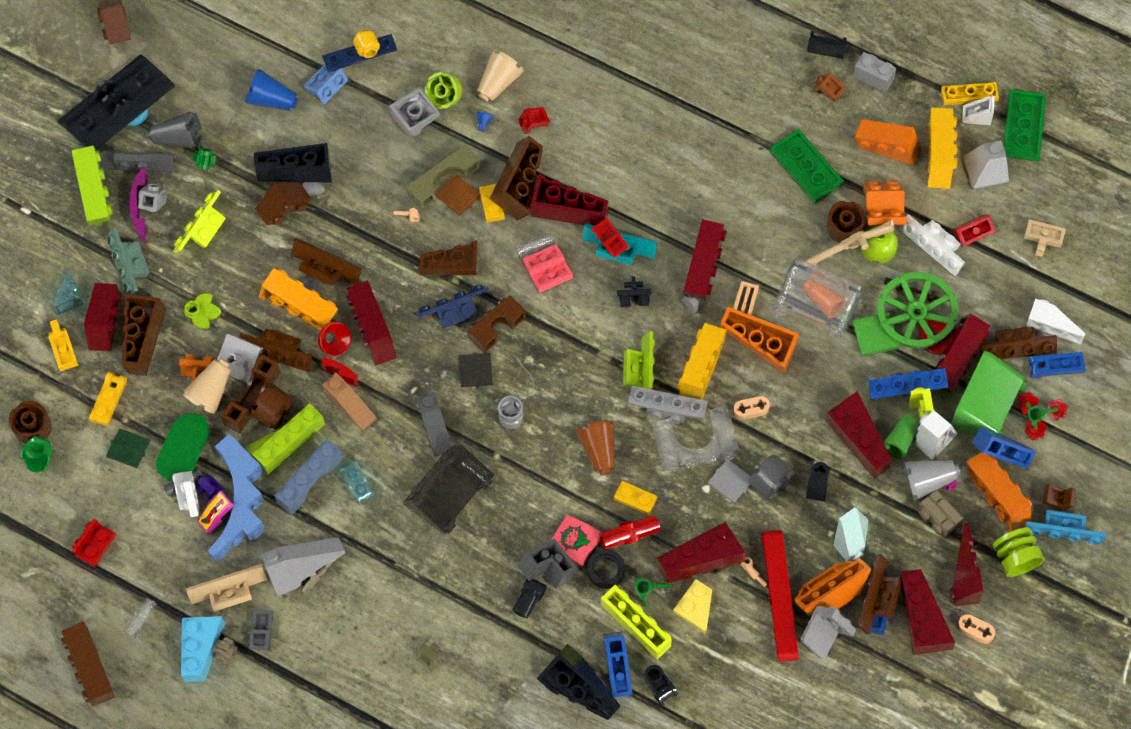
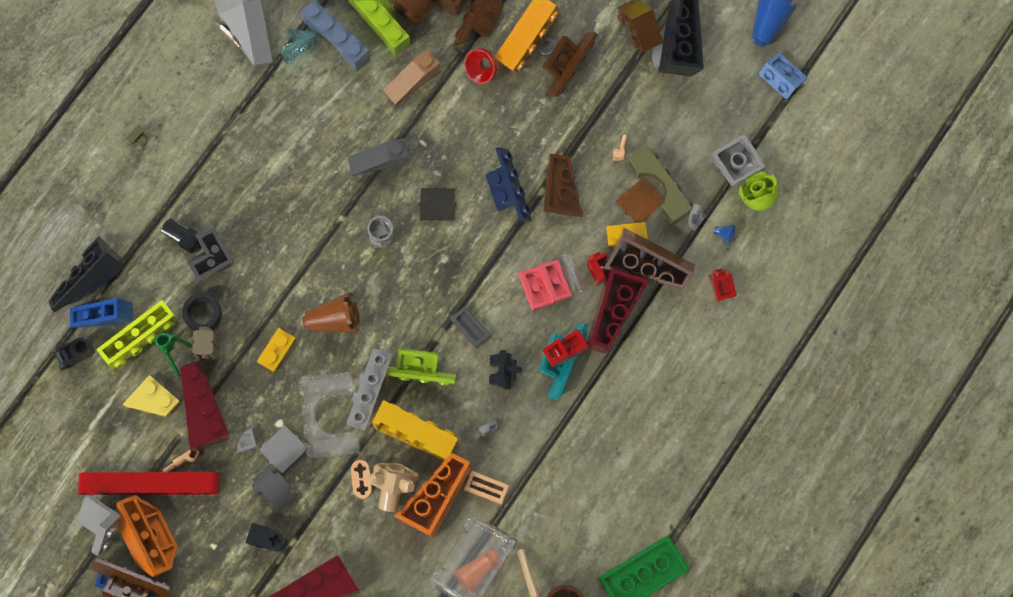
camera: 90 degrees right, 10 degrees up
(318, 510) = (301, 42): none -> clear light blue slope
(332, 366) = (444, 74): red slope -> none
(349, 56) = (811, 108): dark blue bracket -> none
(357, 482) = (323, 80): clear light blue slope -> none
(366, 43) = (814, 109): yellow head -> none
(371, 322) = (497, 101): dark red wedge -> none
(448, 488) = (304, 163): clear smoke windscreen -> none
(471, 144) = (696, 217): none -> light grey tile
(498, 76) = (775, 249): tan cone -> none
(507, 312) = (475, 212): reddish brown arch -> none
(530, 224) = (596, 270): none -> red bracket
(577, 539) = (236, 285): coral slope -> none
(595, 328) = (470, 327): none -> dark grey tile
(629, 532) = (235, 338): red piece -> none
(640, 555) = (205, 345): none -> dark tan brick
(704, 259) = (534, 447): dark red wedge -> none
(727, 513) = (247, 442): none -> light grey tile
(752, 374) = (392, 480): none -> tan piece
(851, 535) = (194, 564): light aqua wedge -> none

